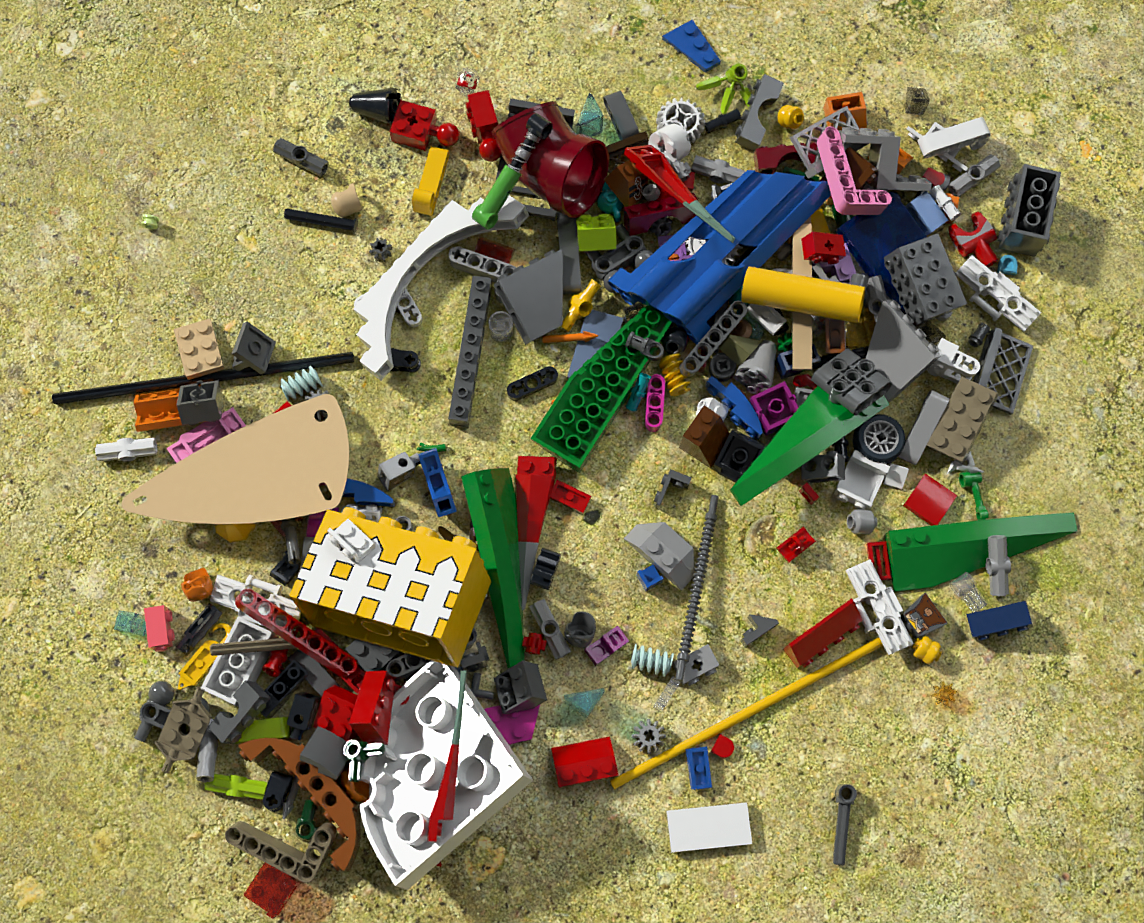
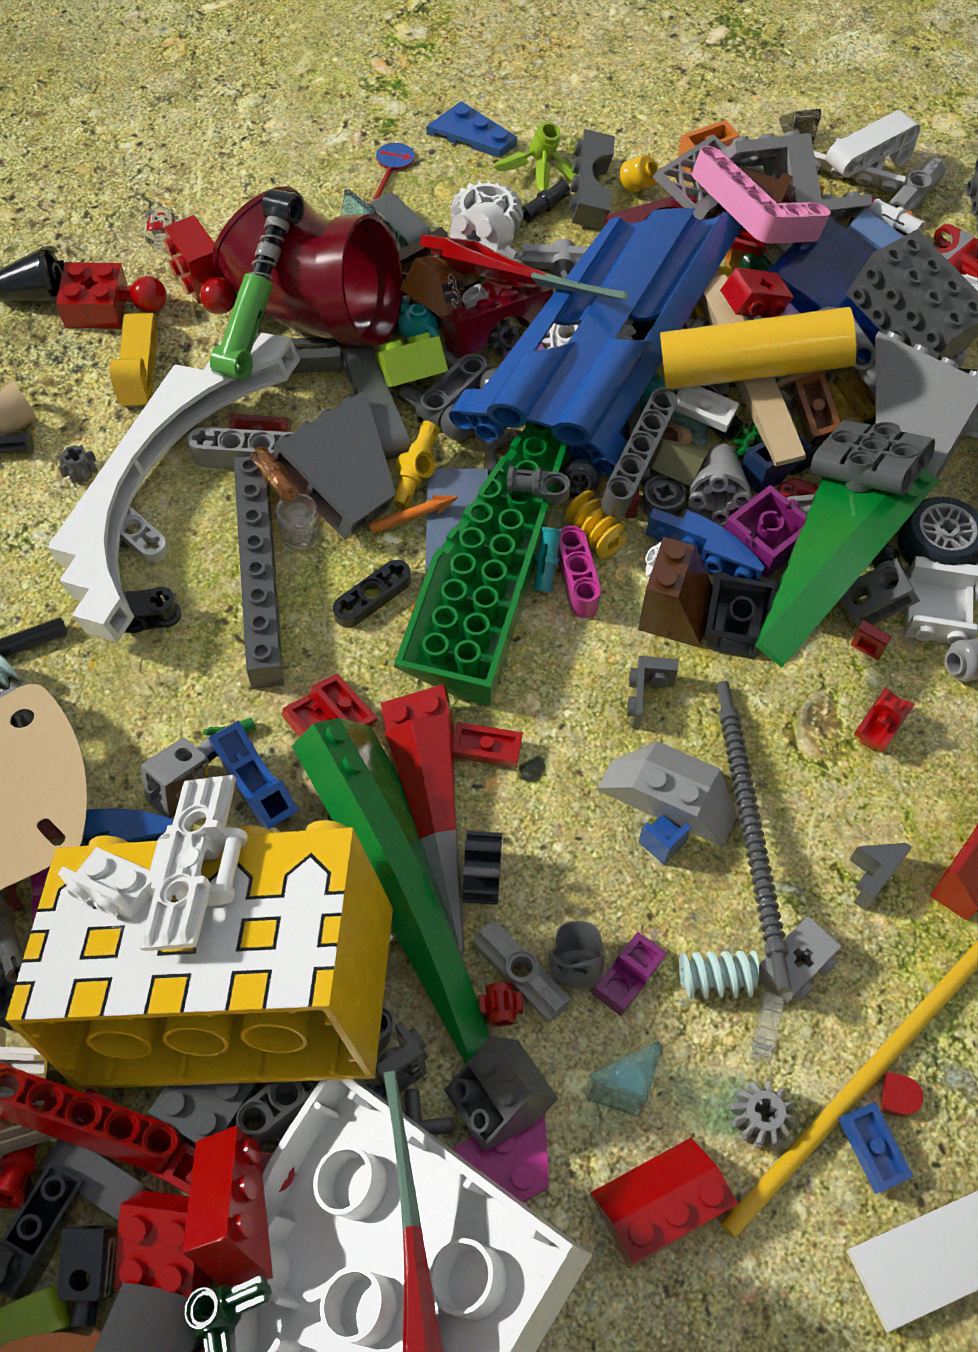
camera: 15 degrees left, 15 degrees down
(387, 542) = (179, 862): none -> white piece
(488, 452) = (327, 701): none -> red slope
(493, 297) = (274, 474): none -> clear orange pin
(634, 55) = (395, 157): none -> blue piece

